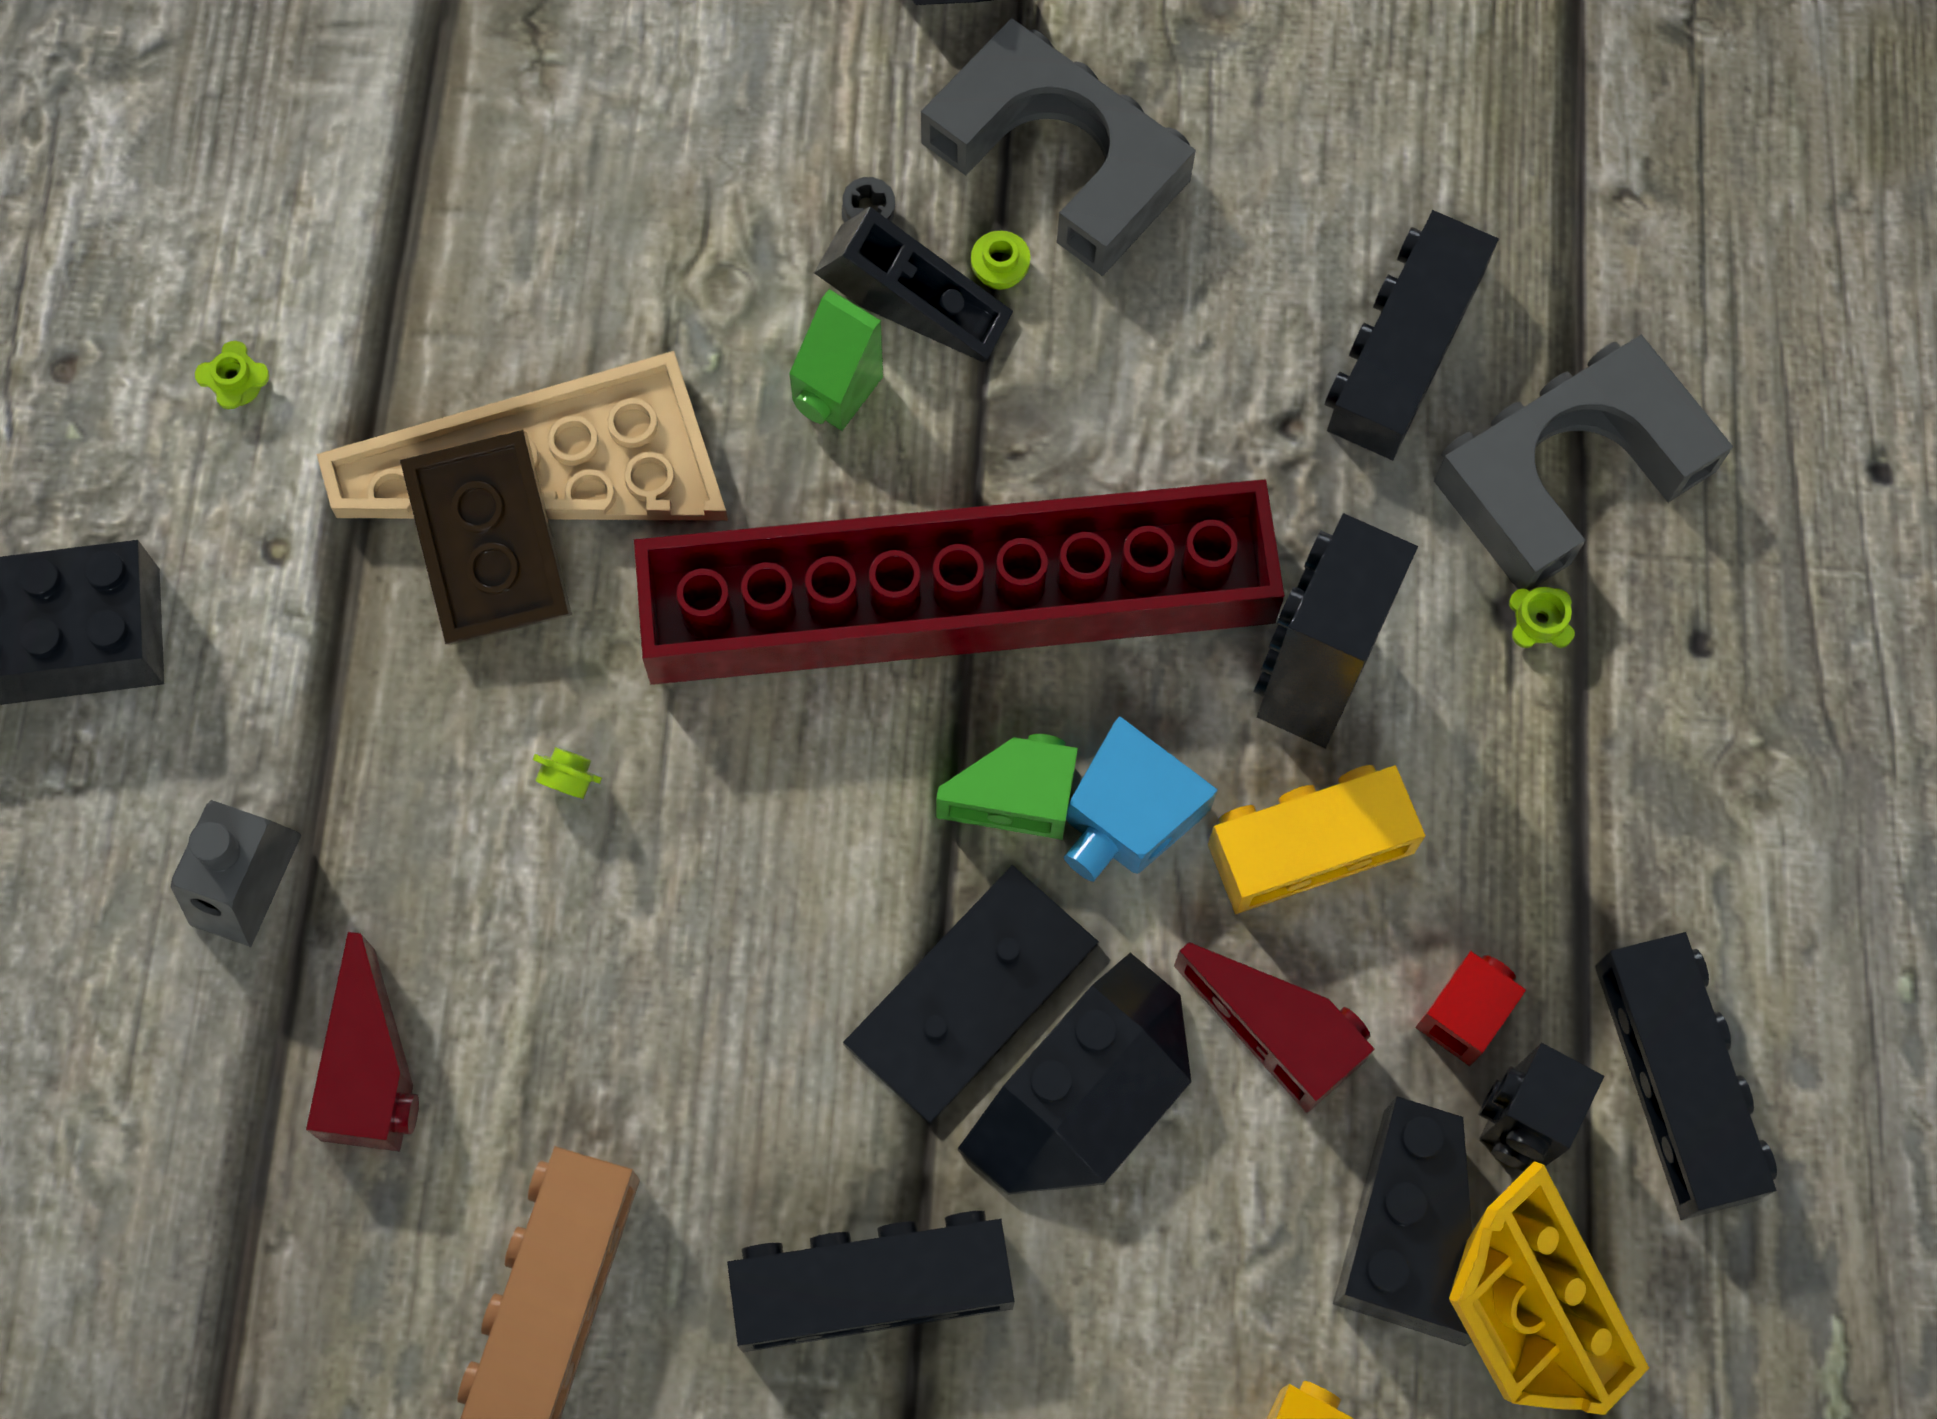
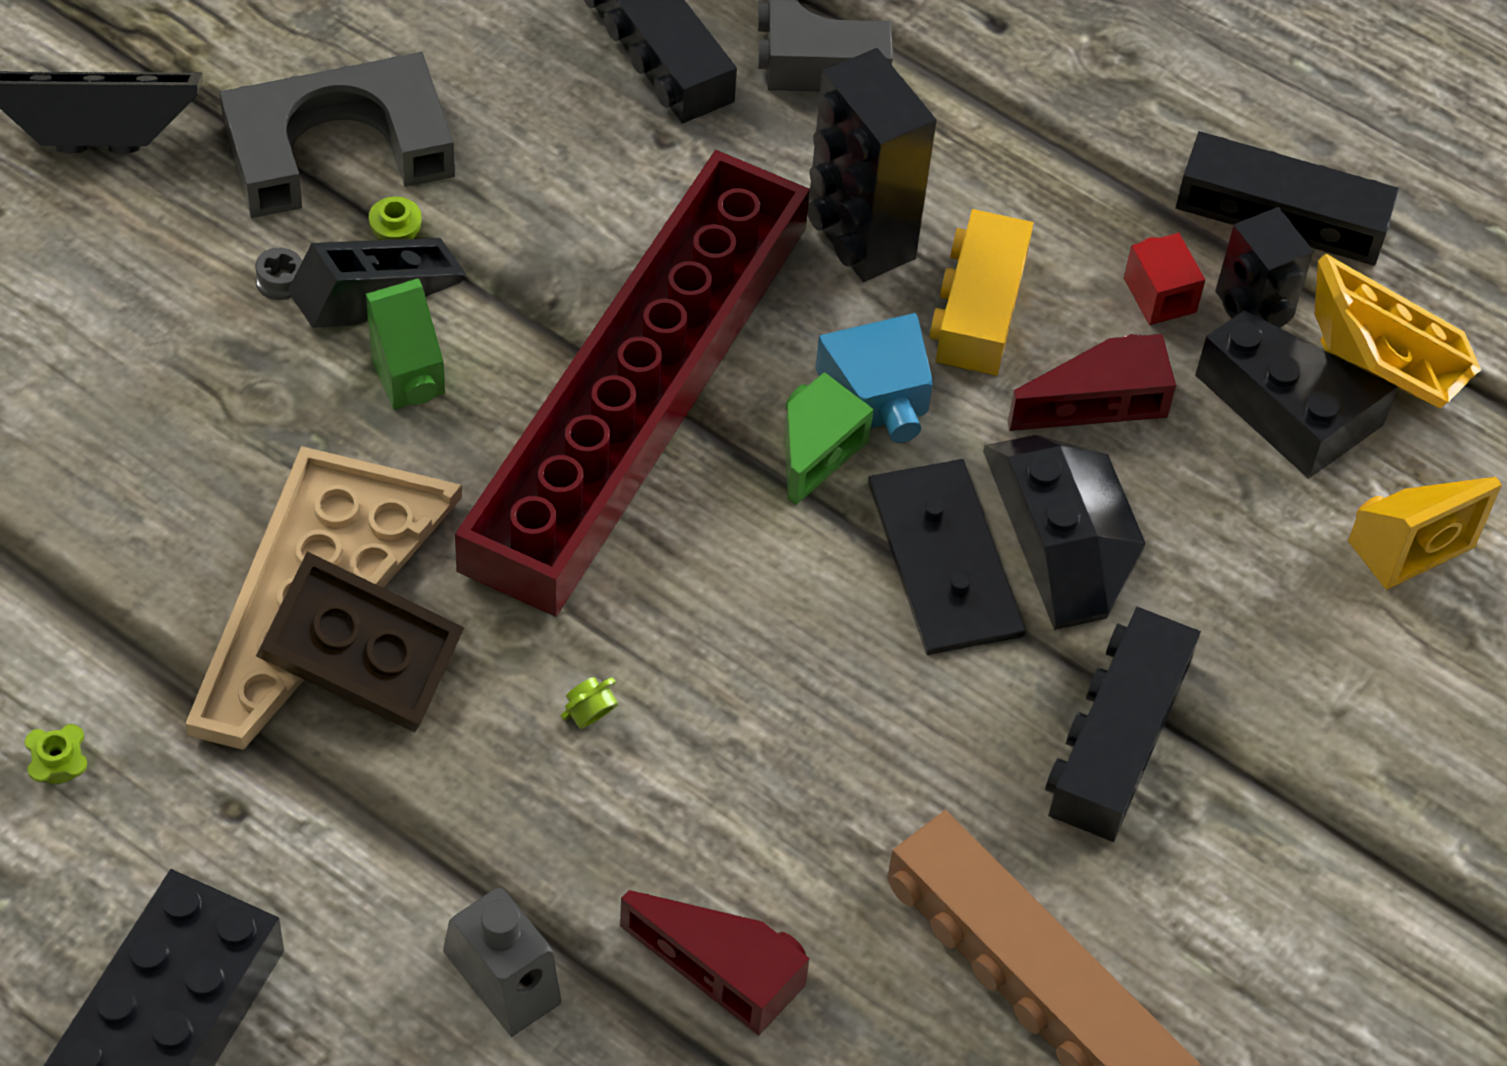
camera: 60 degrees left, 15 degrees down
(1548, 601) = (923, 81): lime plate -> none

